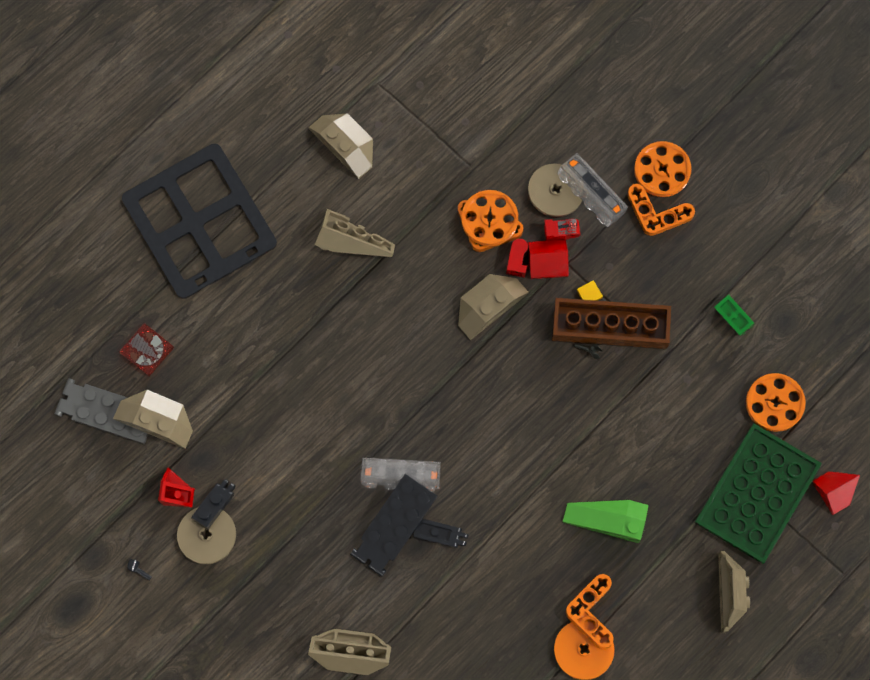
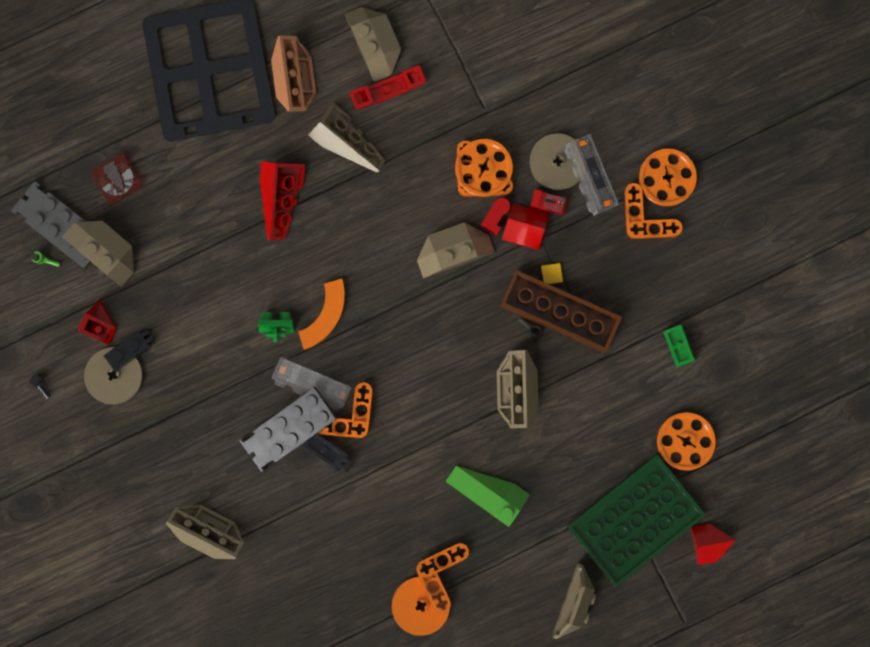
camera: 15 degrees right, 10 degrees up
(101, 449) = (43, 259): none -> bright green hand
(279, 195) = (293, 74): none -> nougat wedge
(305, 304) = (279, 191): none -> red wedge
(348, 432) = (275, 328): none -> green hips
(374, 179) = (388, 89): none -> red slope
(394, 406) = (329, 316): none -> orange tile
(456, 493) = (356, 419): none -> orange beam
(598, 408) = (517, 389): none -> dark tan wedge

